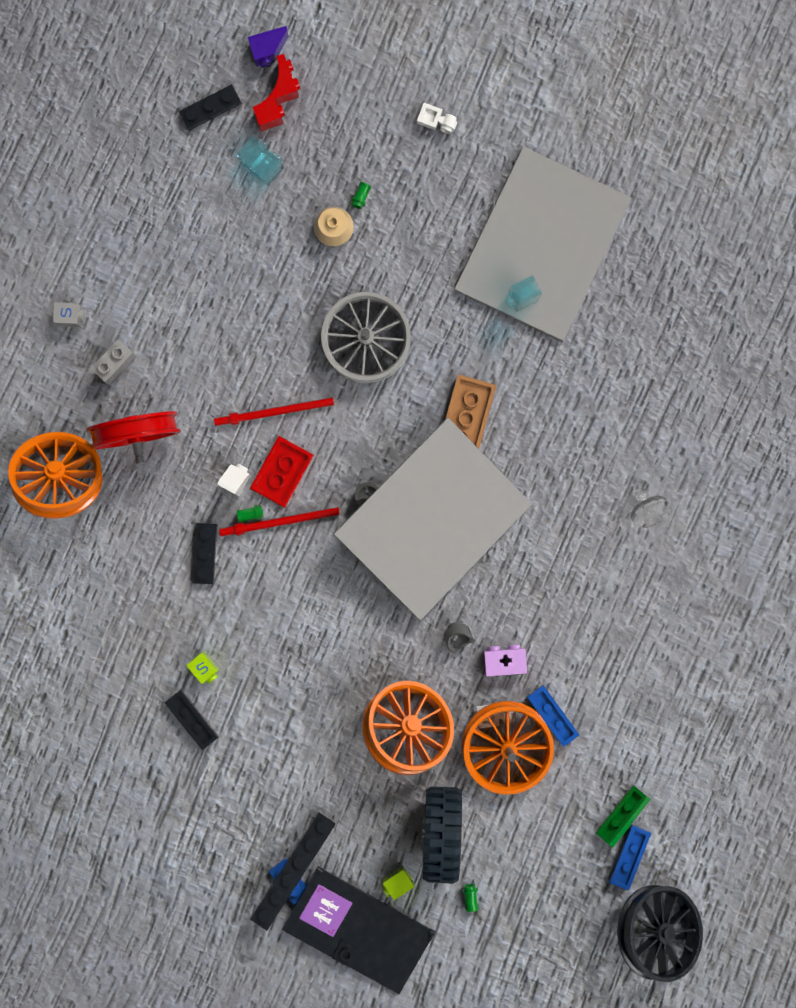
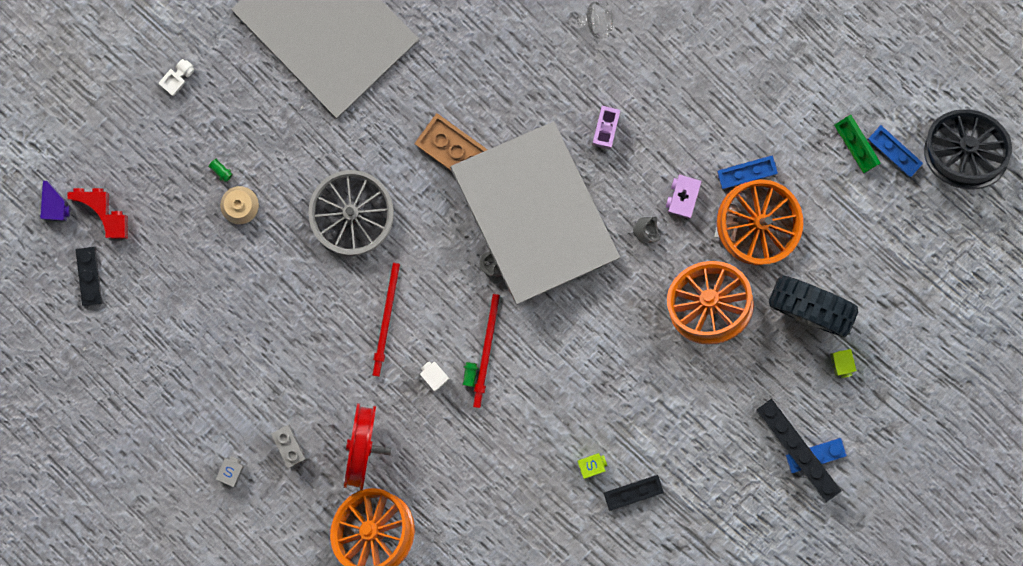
camera: 65 degrees left, 0 degrees up
(205, 553) = (490, 427): black plate -> none
(260, 160) = (155, 248): clear light blue brick -> none
(281, 471) = (442, 332): red tile -> none
(358, 930) = (871, 412): black door -> none
(470, 897) = (878, 303): green pin -> none
(523, 294) = (365, 58): clear light blue brick -> none
(545, 558) = (606, 127): none -> lavender brick

